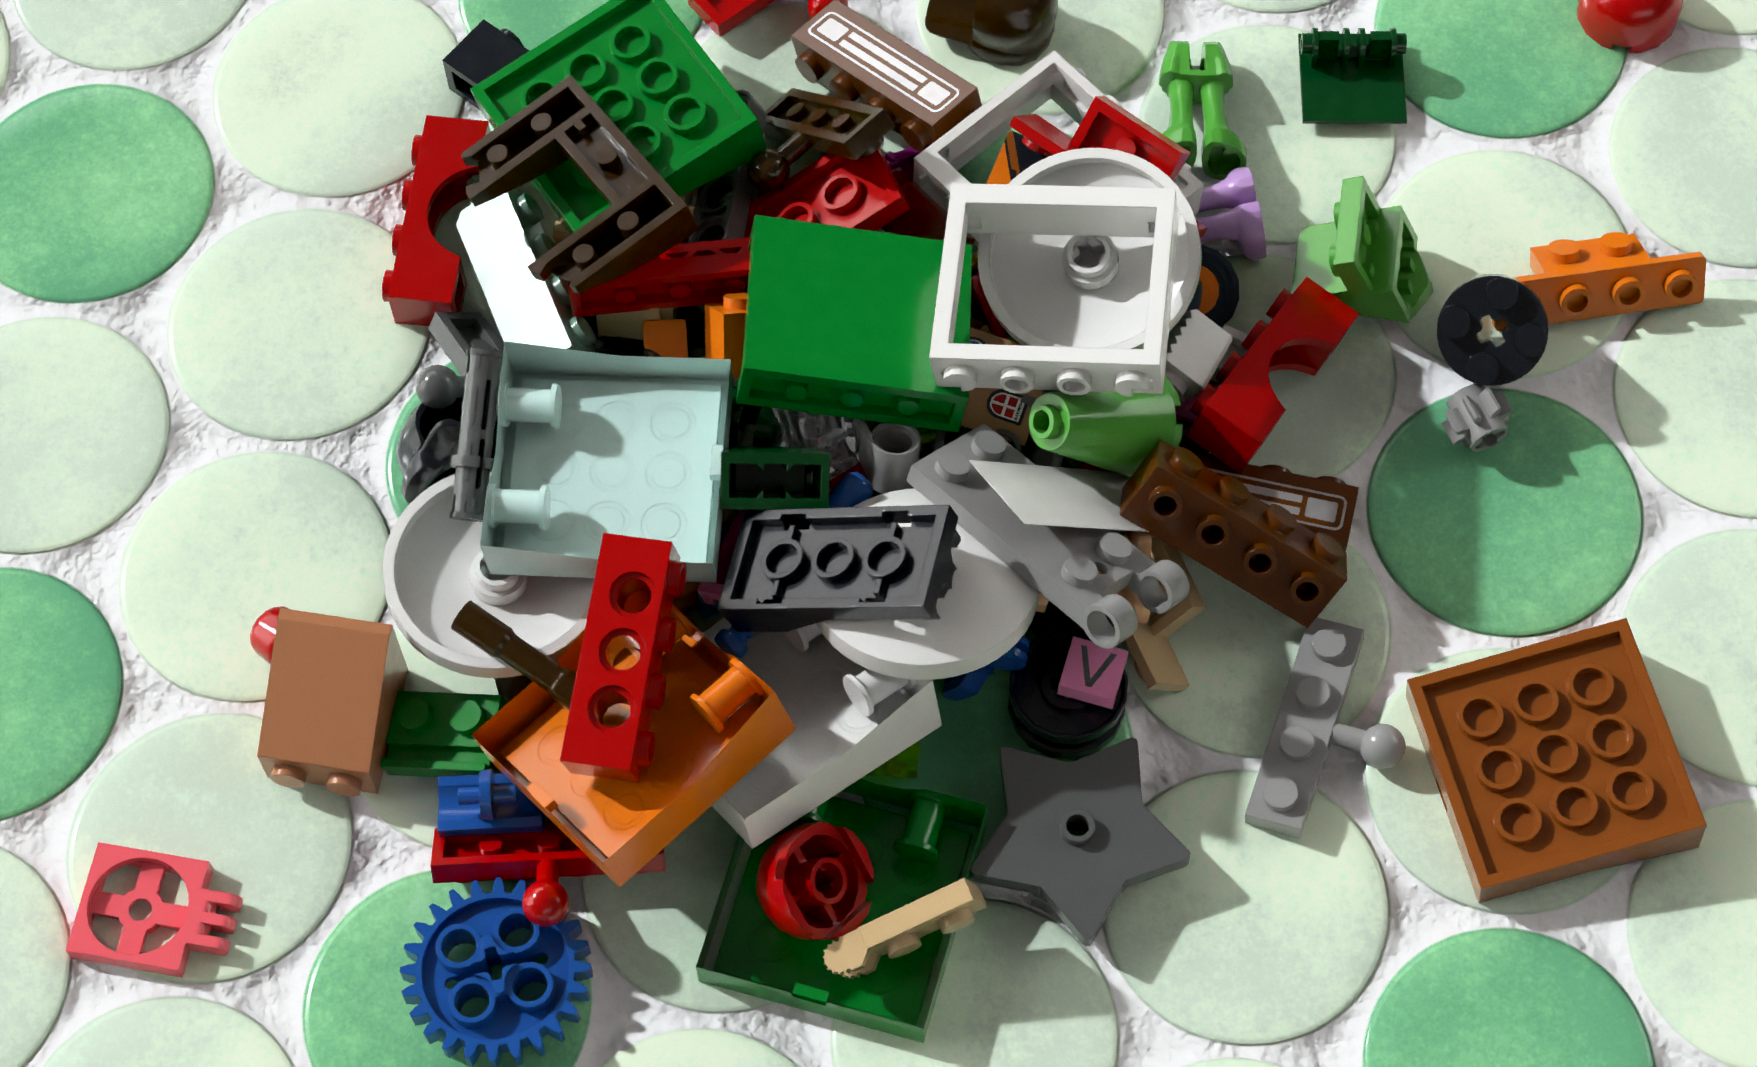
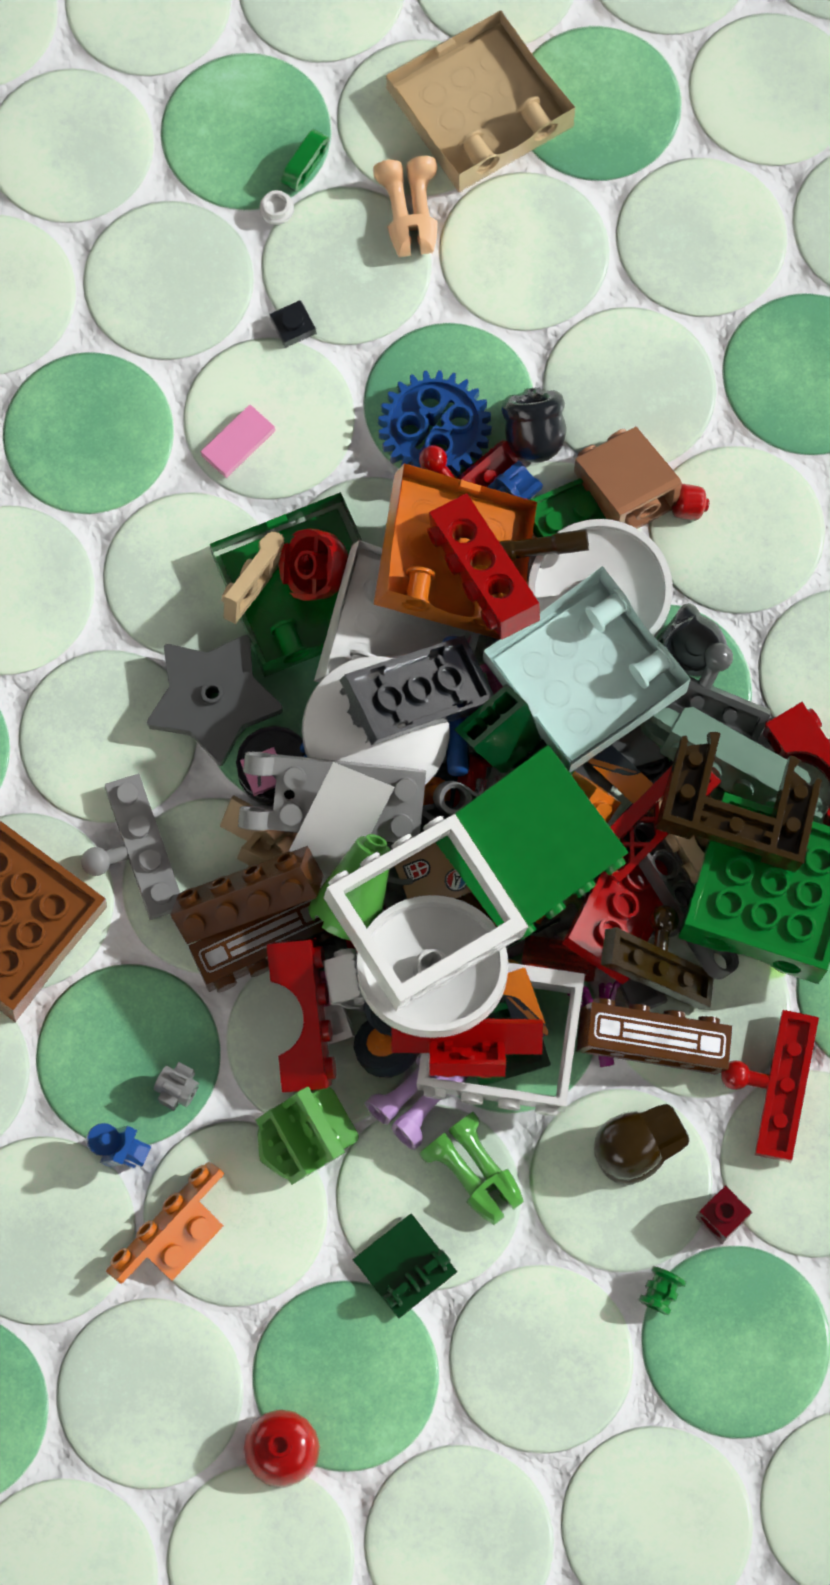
camera: 140 degrees right, 10 degrees up
(192, 921) = (603, 350): coral piece -> none
(400, 844) = (535, 424): none -> black piece
(476, 434) = (655, 619): dark grey pin -> none
(1485, 360) = (201, 1135): black brick -> none
(1599, 386) = (117, 1145): none -> blue hips

